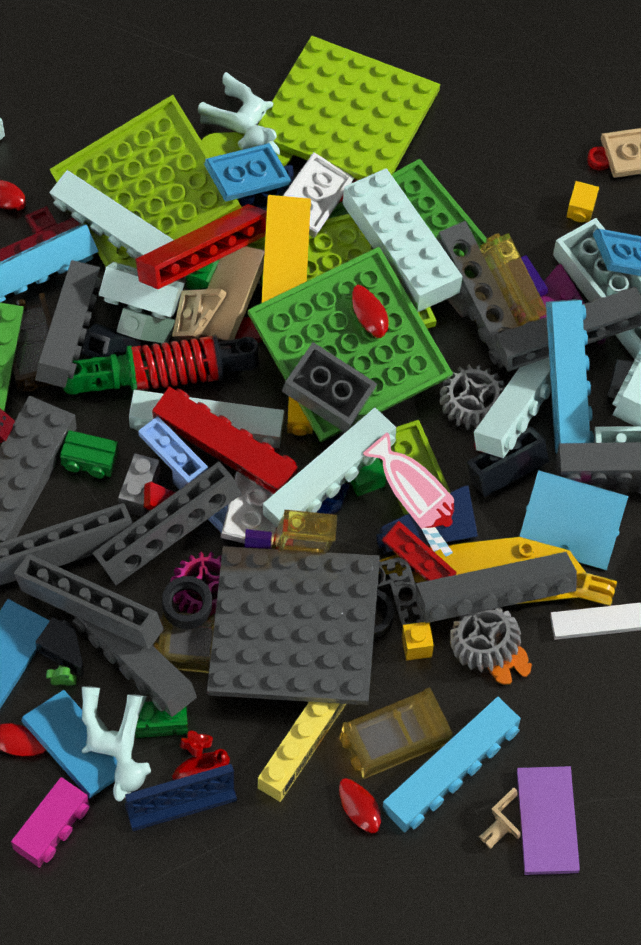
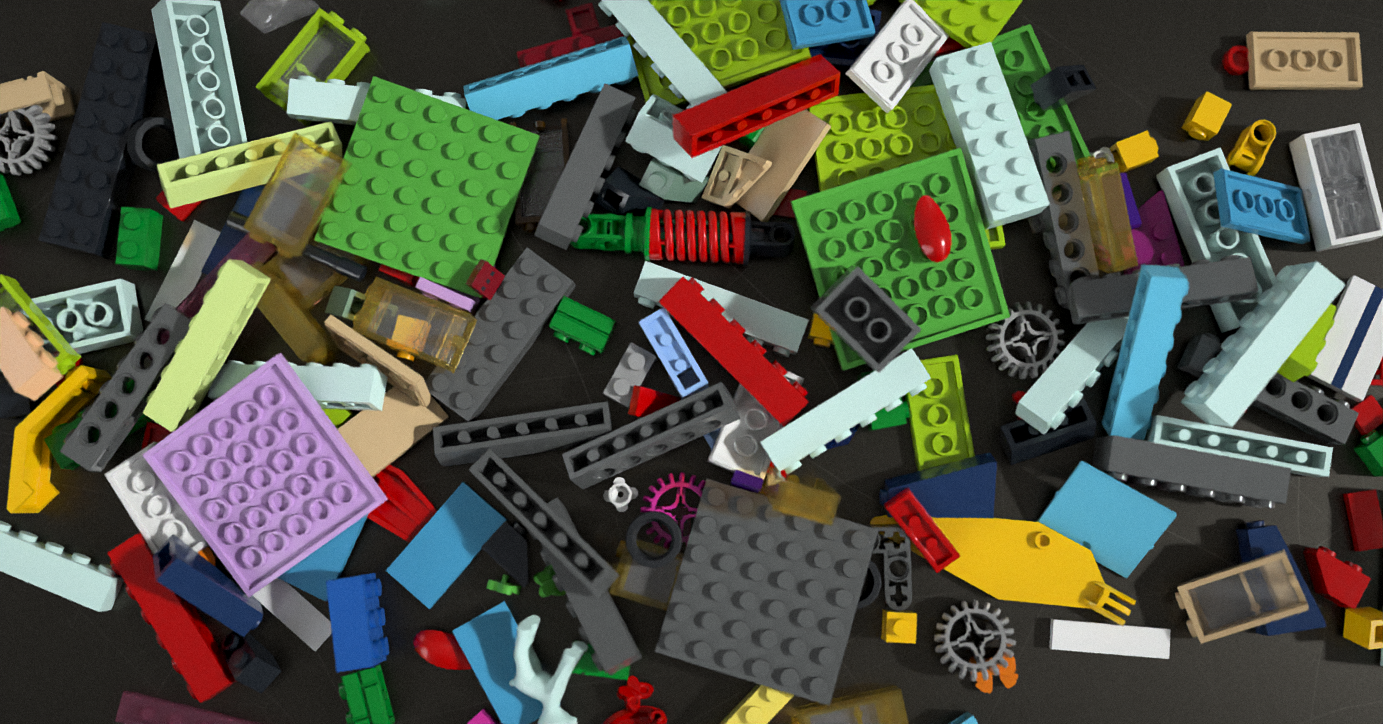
camera: 15 degrees right, 20 degrees up
(101, 667) = (546, 583): none -> bright green piece
(150, 577) = (628, 494): none -> white plate
(285, 244) = (851, 123): yellow sticker -> none
(417, 491) = (937, 457): sticker -> none
(455, 196) = (1062, 86): none -> black slope
(496, 587) = (1001, 590): dark grey brick -> none
(530, 238) = (1135, 151): none -> yellow brick
(625, 220) = (1248, 151): none -> yellow piece

